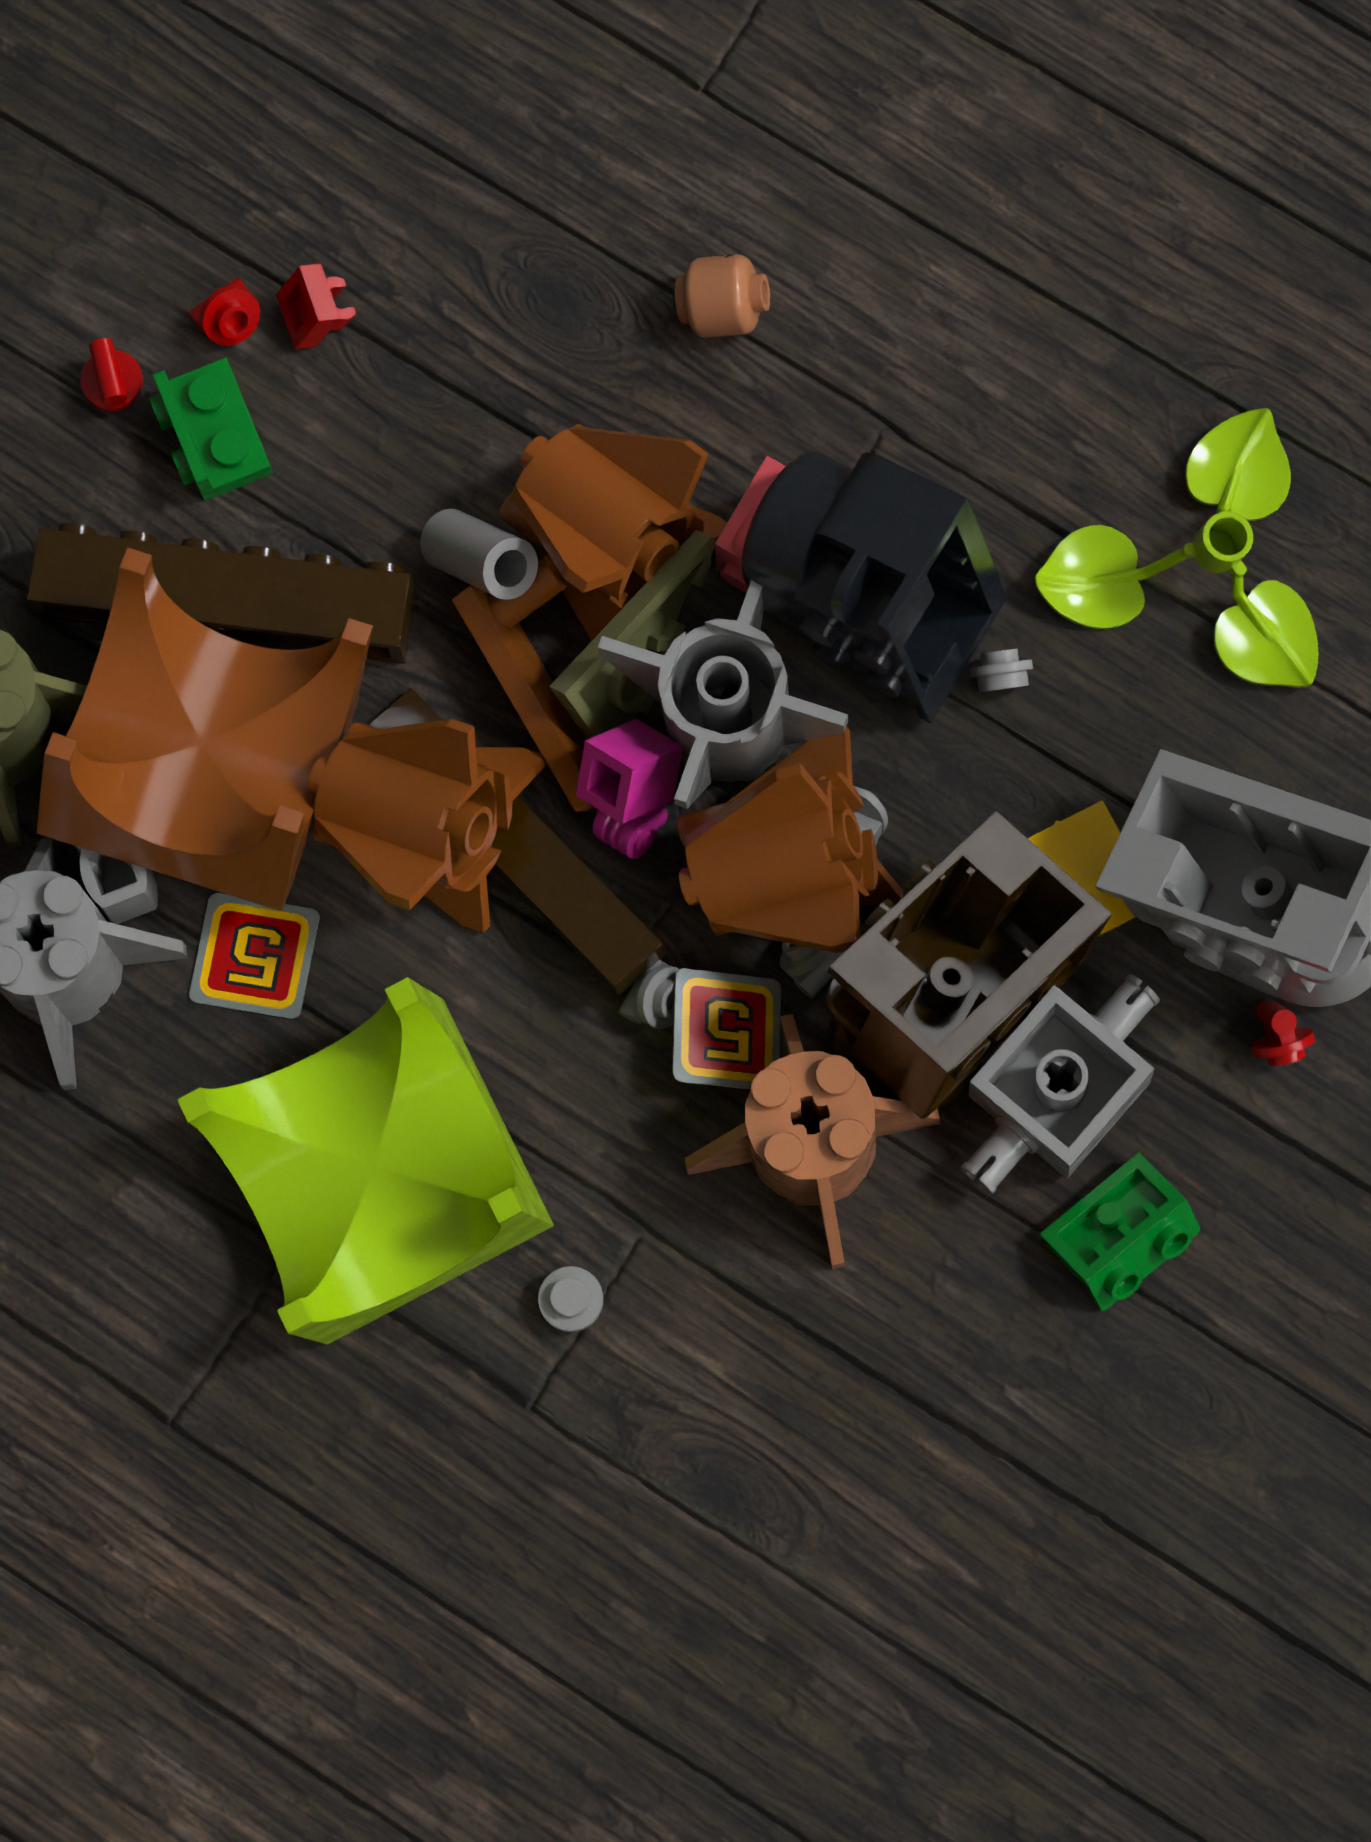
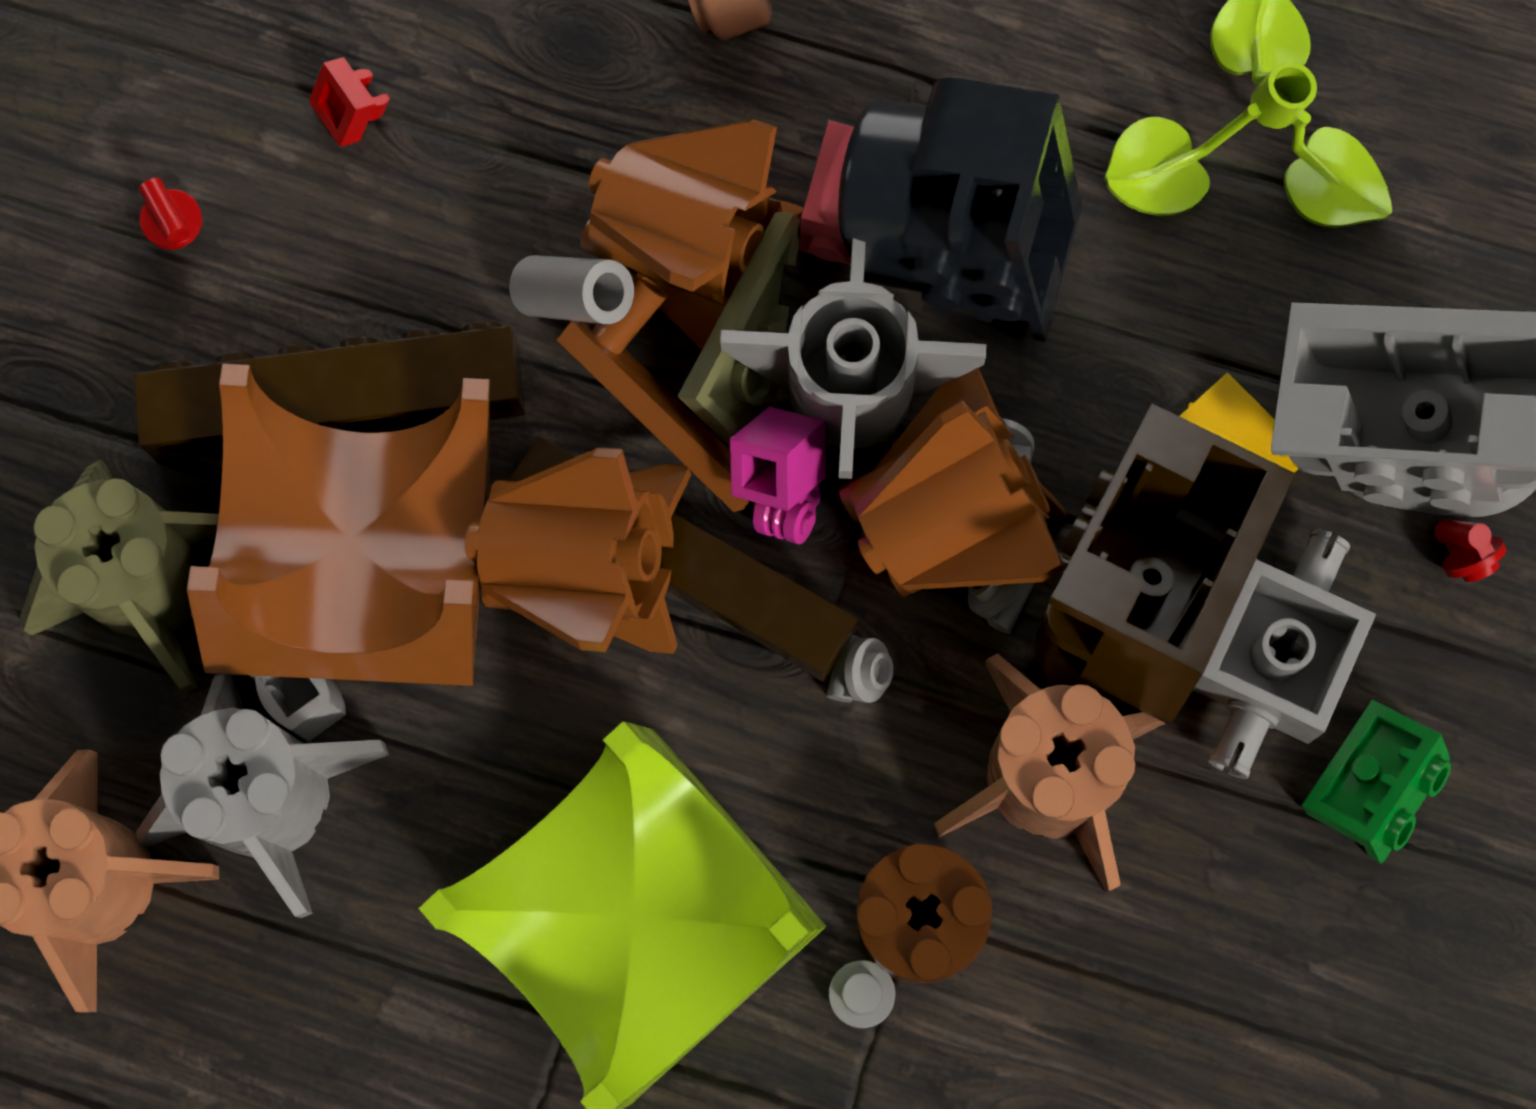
camera: 20 degrees left, 0 degrees up
(213, 428) = (281, 239): green bracket -> none
(227, 314) = (266, 129): red plate -> none
(254, 956) = (454, 736): sticker -> none
(655, 1202) = (920, 875): none -> reddish brown brick
(724, 1027) = (938, 686): sticker -> none
(1001, 671) = (1099, 274): light grey plate -> none

